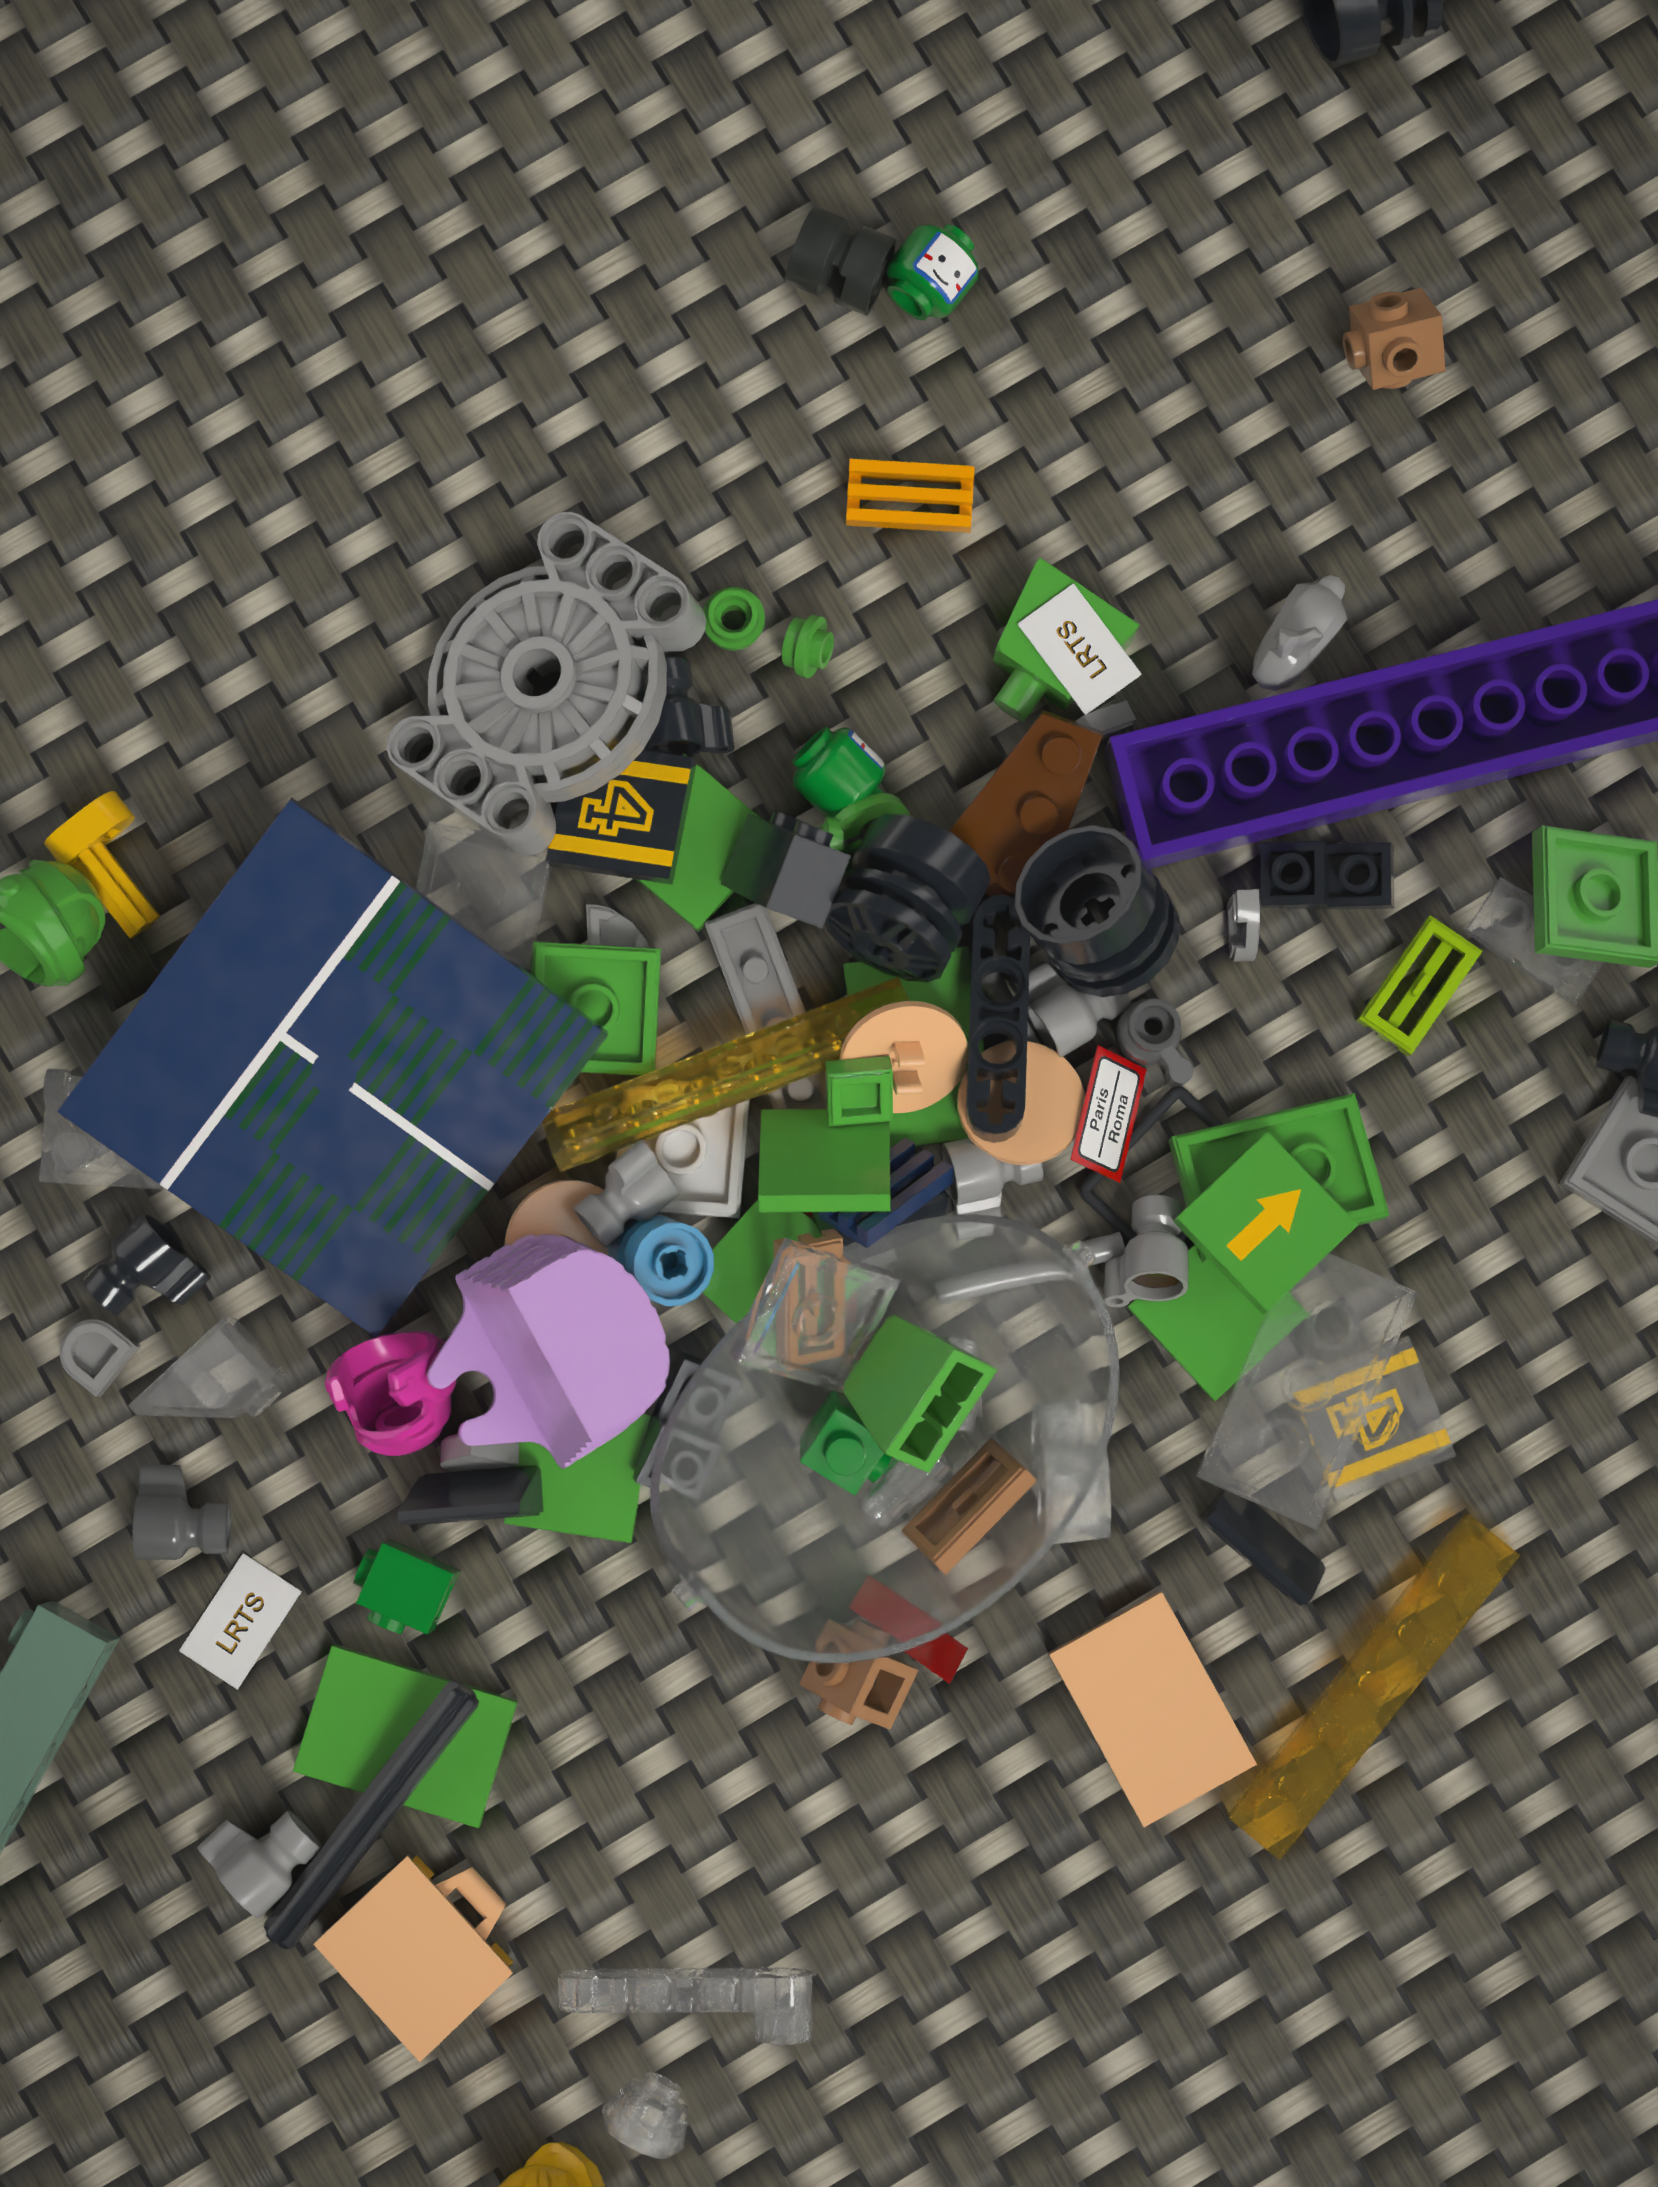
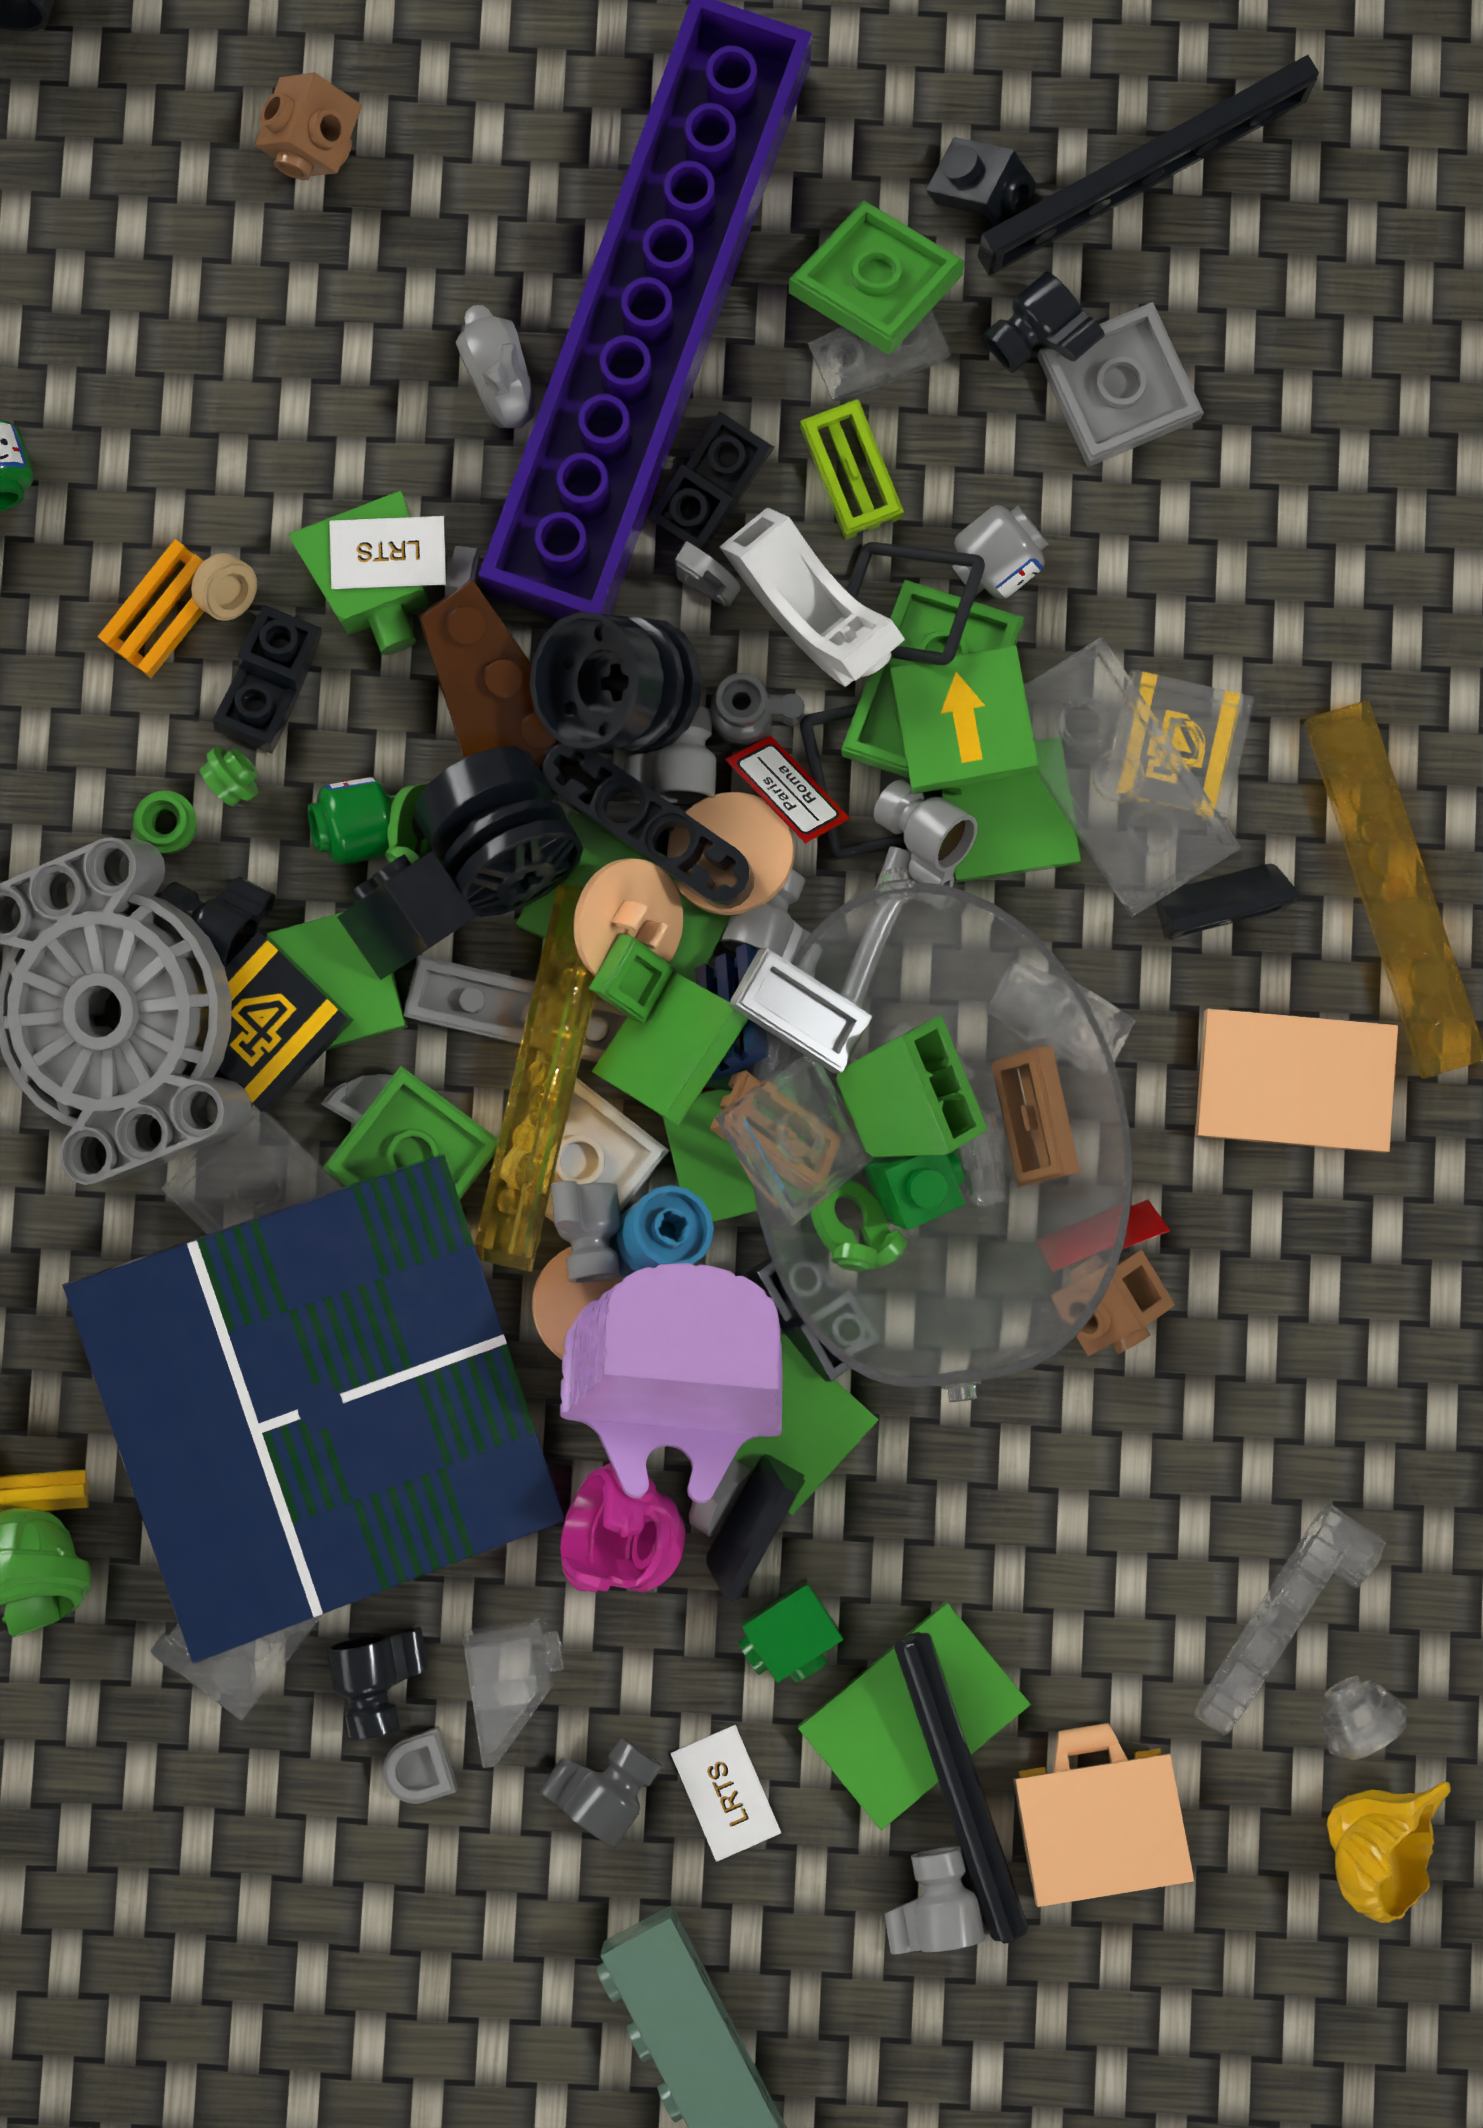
camera: 55 degrees left, 0 degrees up
(776, 1448) = (882, 1244): none -> bright green piece
(910, 621) = (268, 679): none -> black slope
(922, 1249) = (800, 1010): none -> tile
(961, 533) = (224, 586): none -> tan tile
(1280, 1025) = (808, 600): none -> white arch
(1309, 1173) = (930, 555): none -> black piece
(1431, 1157) = (1007, 545): none -> light grey head

